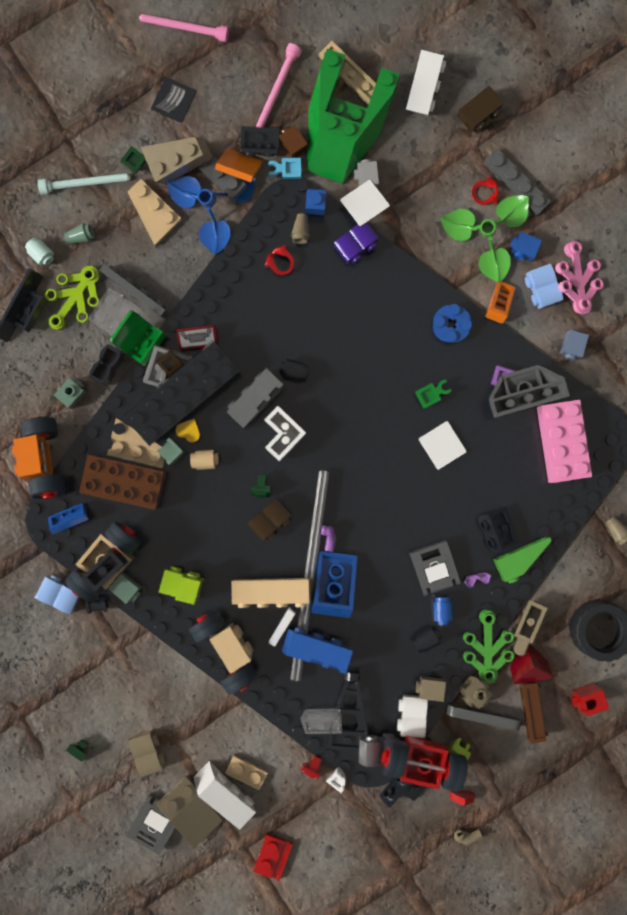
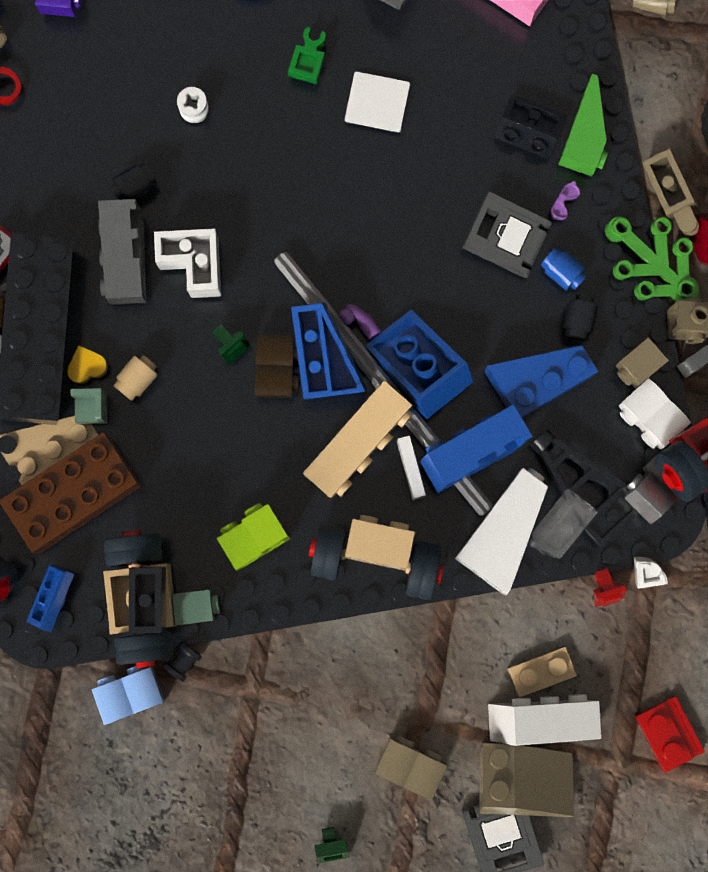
camera: 50 degrees left, 5 degrees down
(290, 698) = (502, 536): none -> white slope
(295, 538) = (323, 355): none -> blue wedge
(356, 364) = (194, 111): none -> white wheel
(379, 649) = (540, 378): none -> blue wedge

